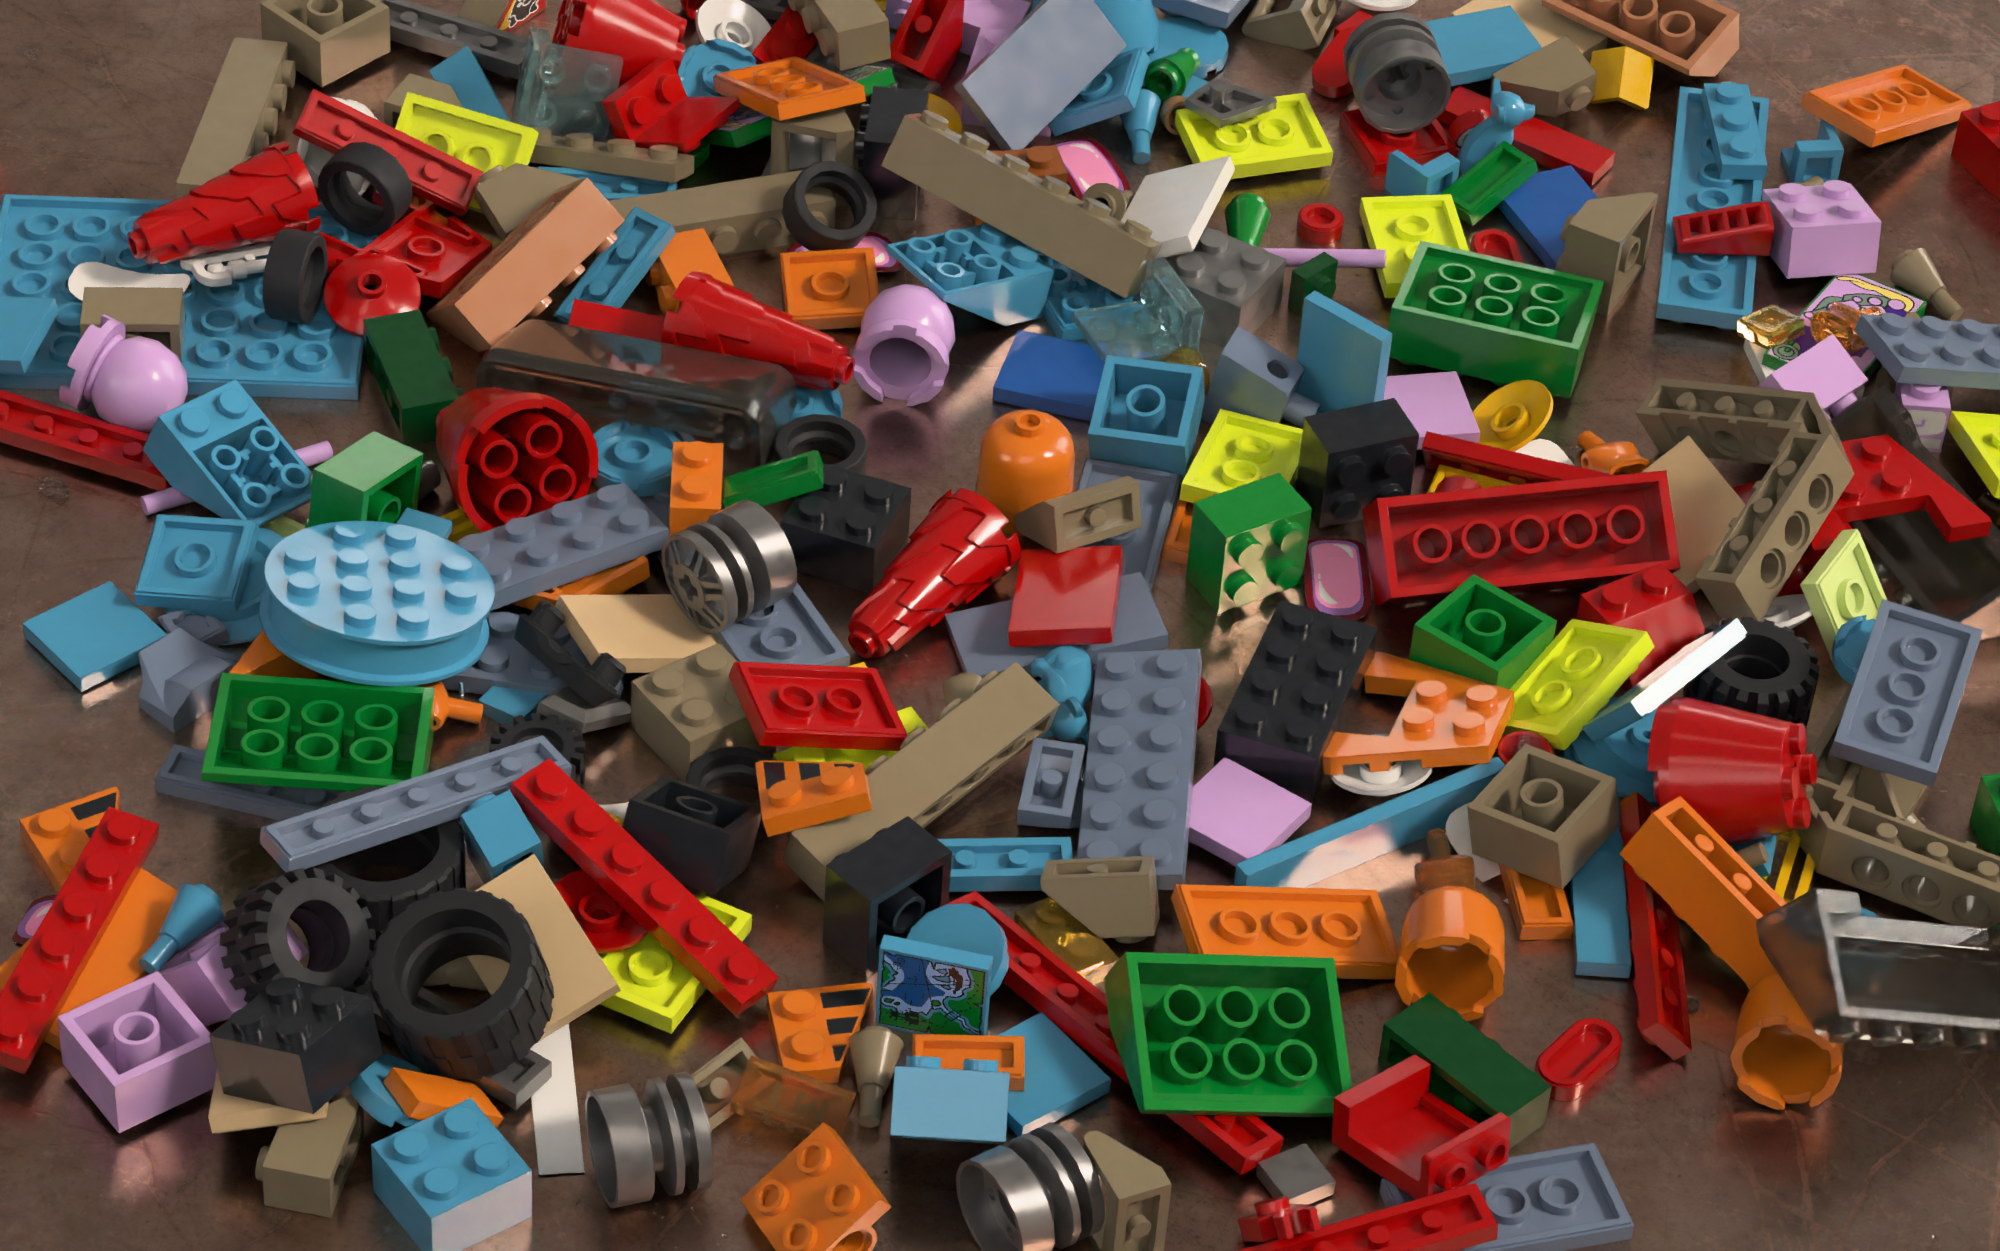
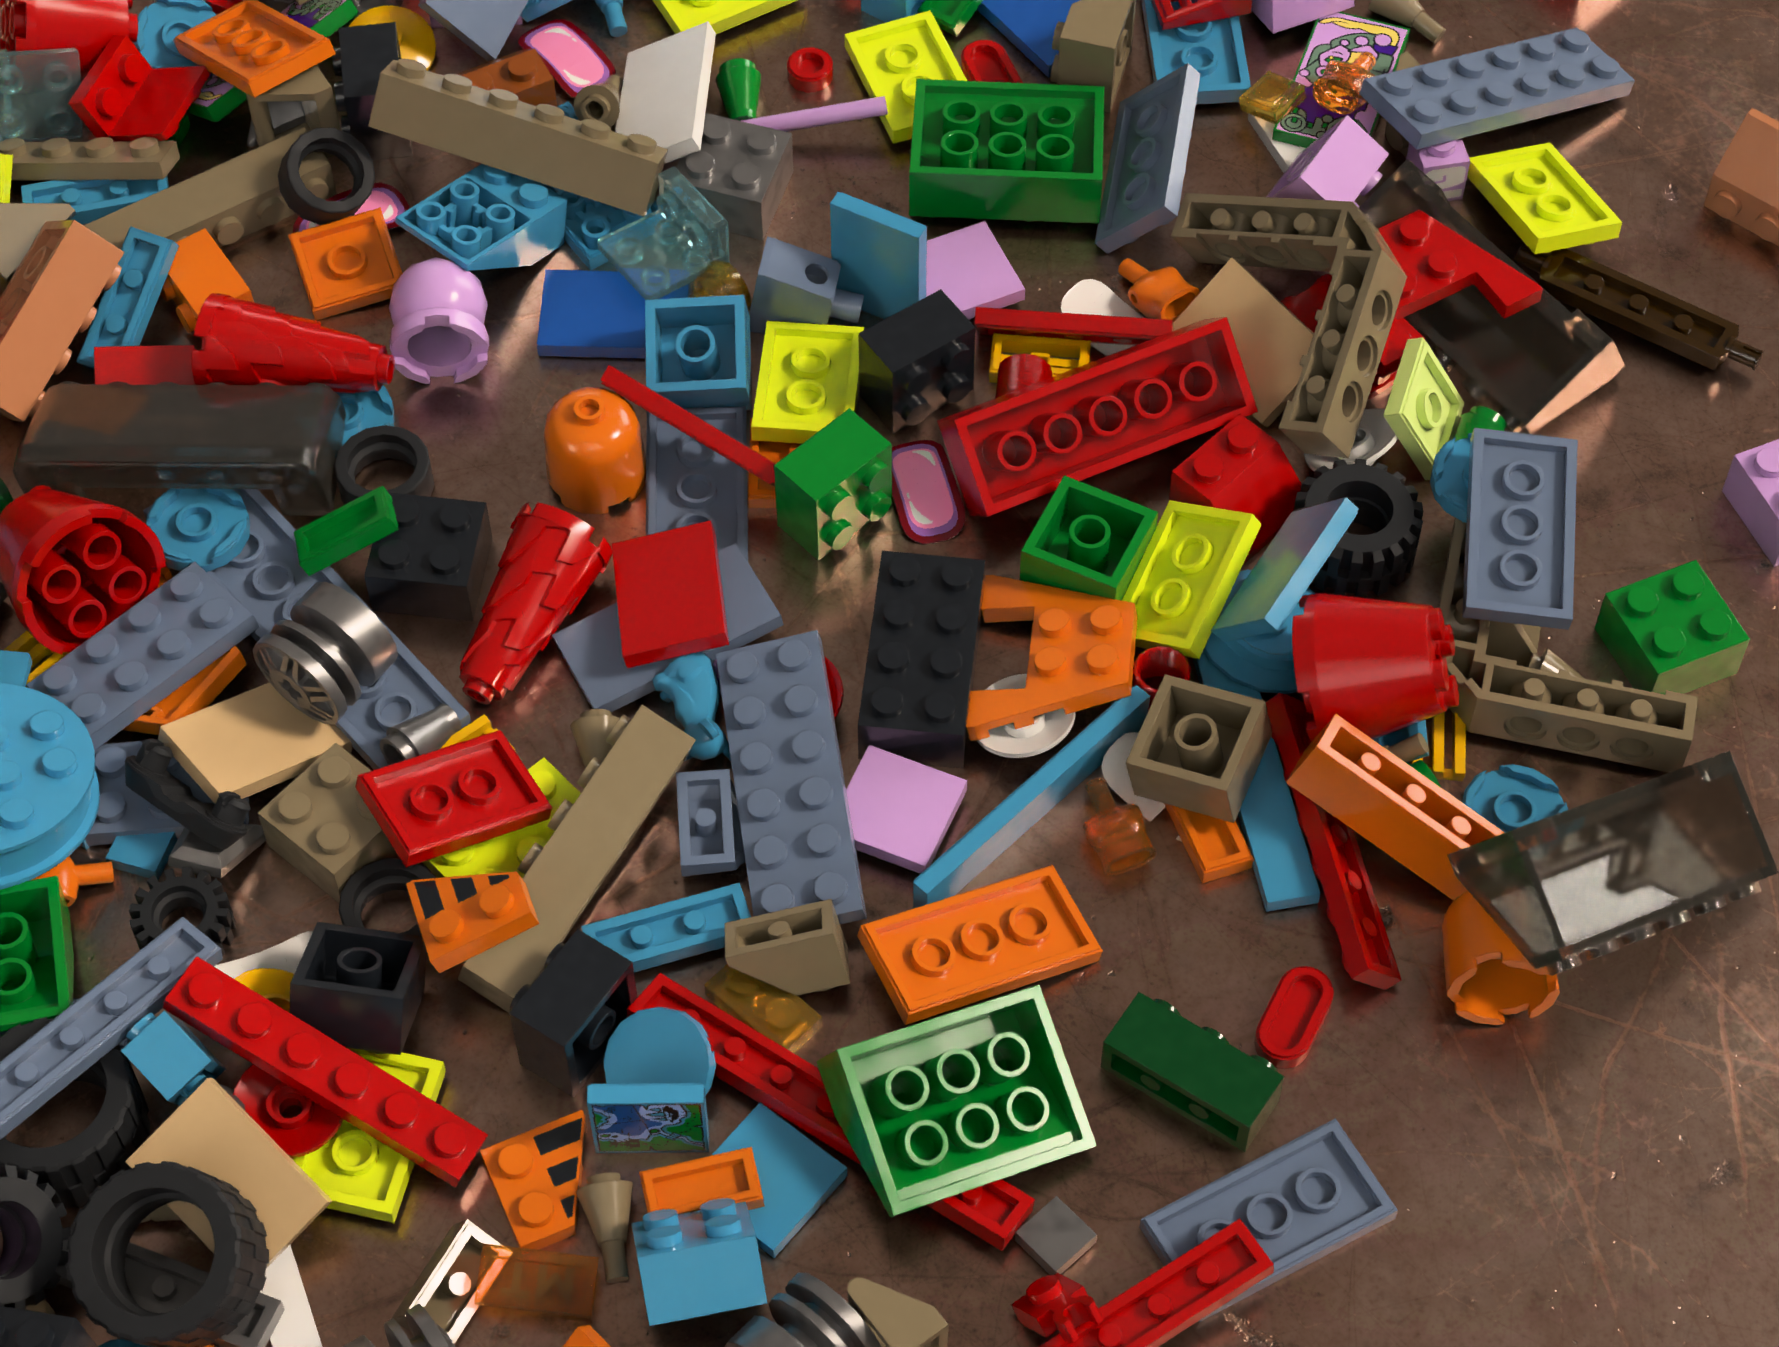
camera: 10 degrees left, 15 degrees up
(695, 483) = (270, 563): orange brick -> none
(802, 651) = (420, 734): none -> flat silver cone
(1083, 515) = (663, 492): dark tan tile -> none
(1122, 463) = (689, 424): none -> red tile
(1314, 275) = (821, 148): dark green plate -> none
(1414, 1135) = (1166, 1163): red panel -> none
(1453, 950) = (1148, 933): orange cylinder -> none
(1514, 414) = (1051, 264): yellow dish -> none
(1631, 350) = (1148, 159): none -> sand blue plate

